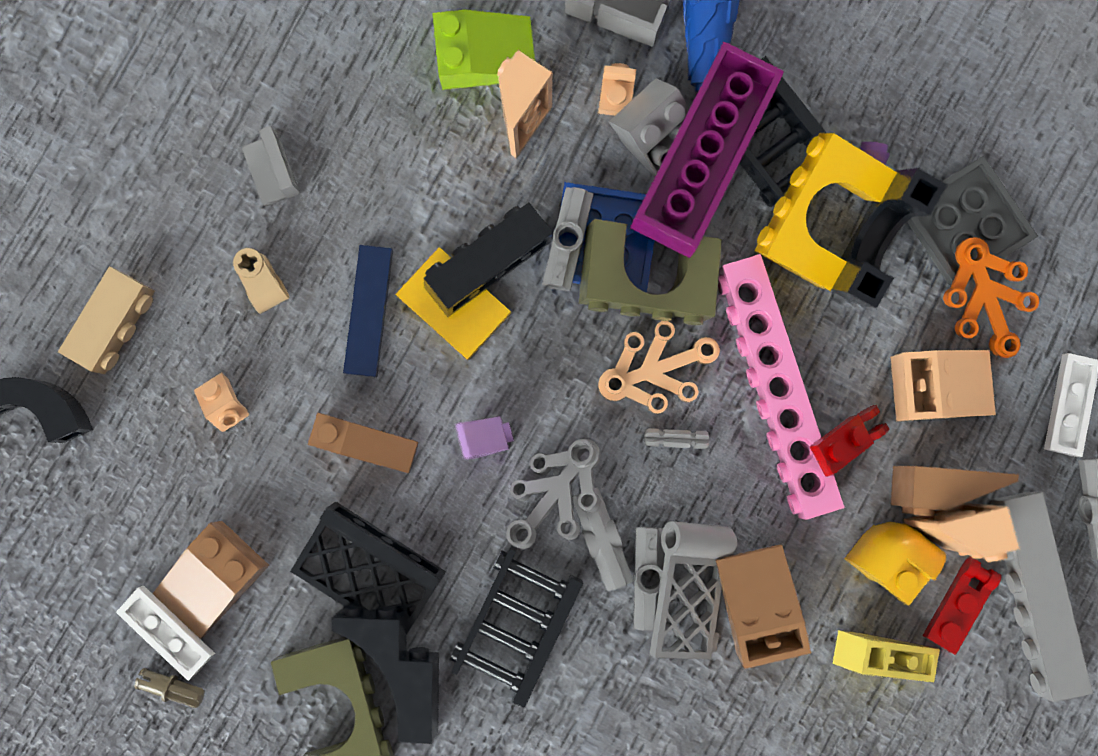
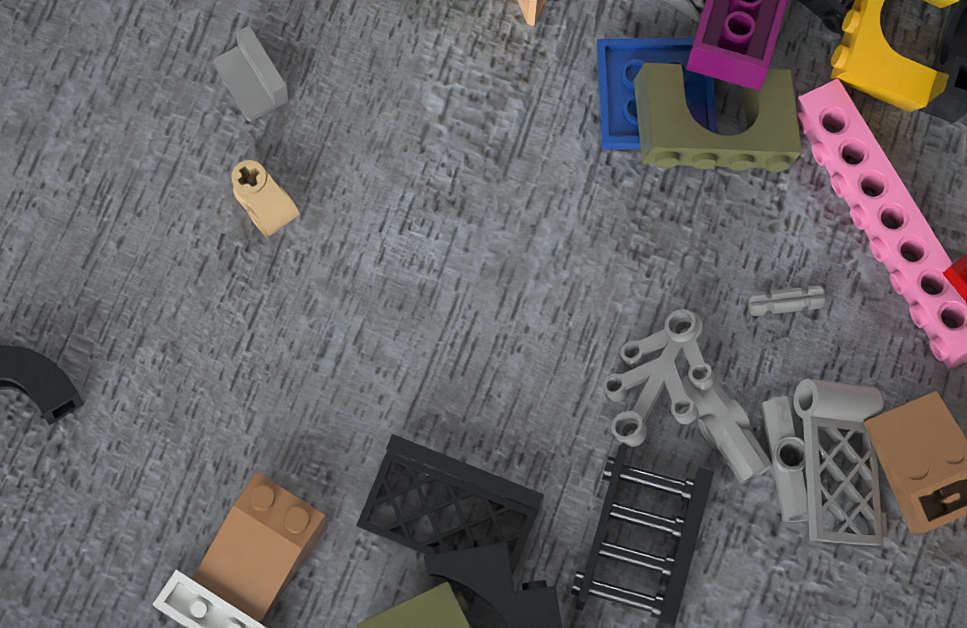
camera: 15 degrees left, 15 degrees down
(107, 321) = (87, 272): tan brick -> none
(220, 403) = (239, 344): light nougat bracket -> none
(362, 443) = (416, 361): medium nougat slope -> none
(368, 311) = (395, 217): dark blue tile -> none
(468, 326) = (493, 192): yellow tile -> none
(484, 437) = (561, 326): lavender slope -> none
(487, 258) = (526, 132): black brick -> none
(571, 219) = (616, 114): light grey piece -> none
(654, 370) = (744, 229): light nougat plant -> none

